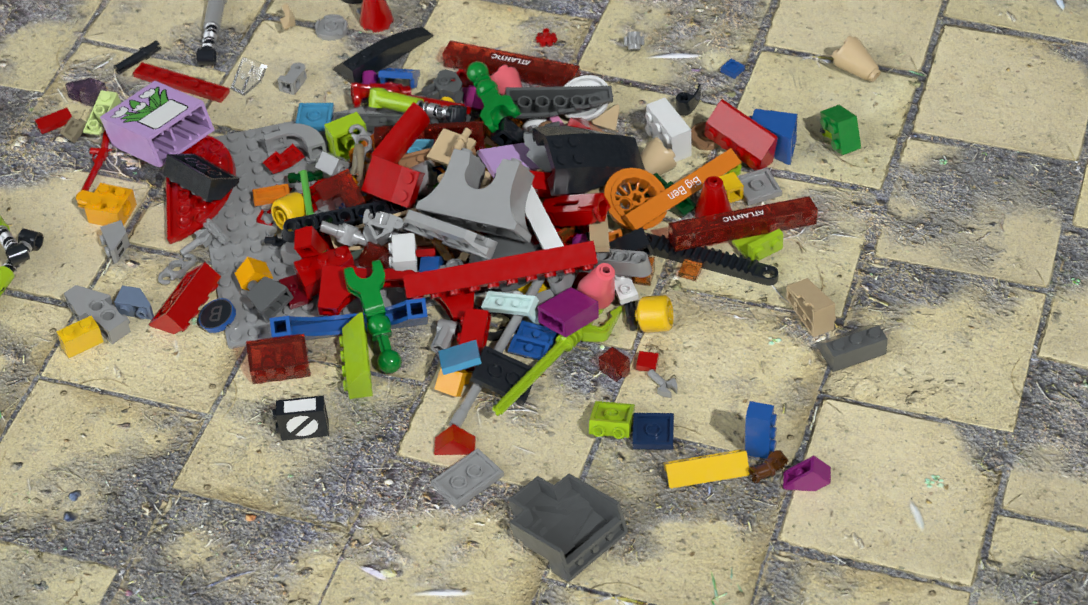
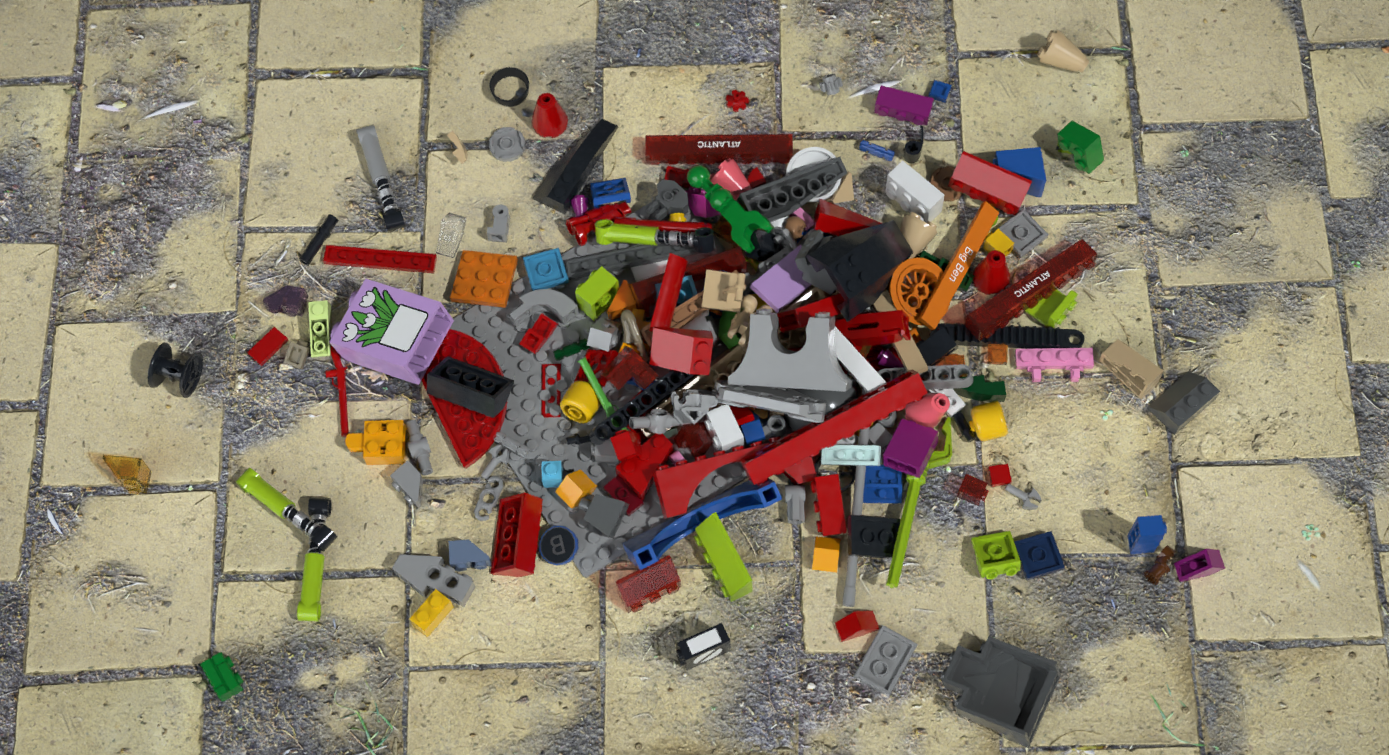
camera: 20 degrees left, 20 degrees up
(137, 217) = (419, 447): none -> light grey pin
(236, 255) = (552, 473): none -> medium azure brick
(259, 112) = (484, 278): none -> orange plate
(269, 194) = (545, 381): orange tile -> none
(362, 136) = (622, 294): light grey piece -> none
(377, 322) = (725, 505): green piece -> none
(459, 357) = (831, 535): dark azure tile -> none
(648, 94) = (876, 150): none -> blue axle
(658, 285) = (982, 390): none -> dark green slope
(692, 69) = (903, 105): none -> magenta brick
(707, 468) = (1103, 581): yellow panel -> none
(742, 285) = (1054, 358): none -> bright pink hinge

